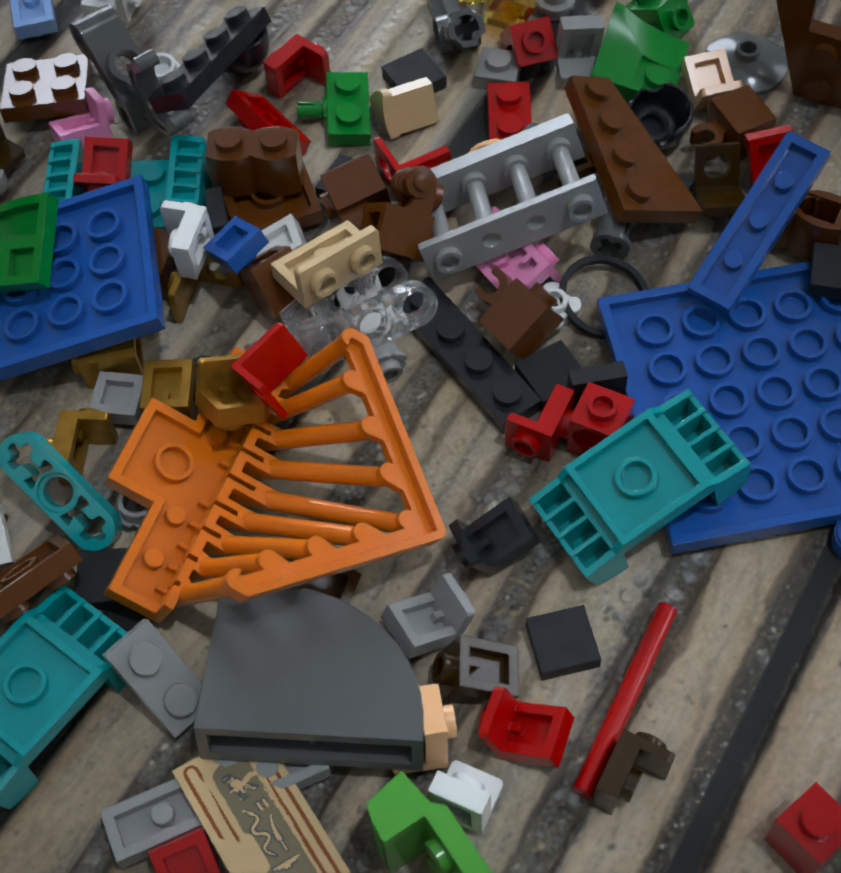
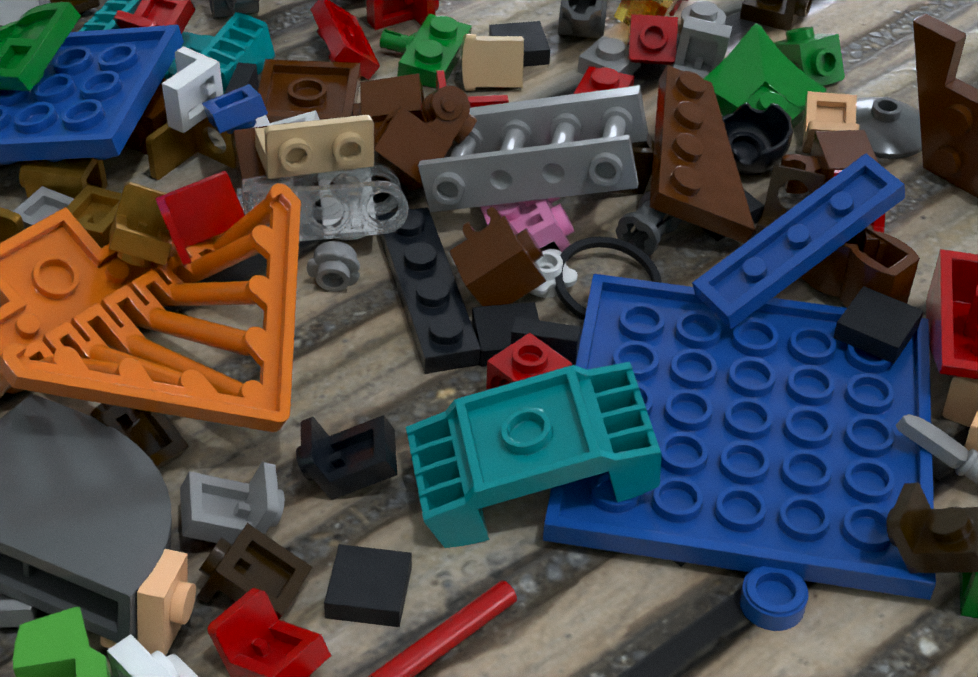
camera: 15 degrees right, 15 degrees down
(255, 161) = (303, 52): reddish brown brick -> none
(541, 437) = (461, 374): red bracket -> none

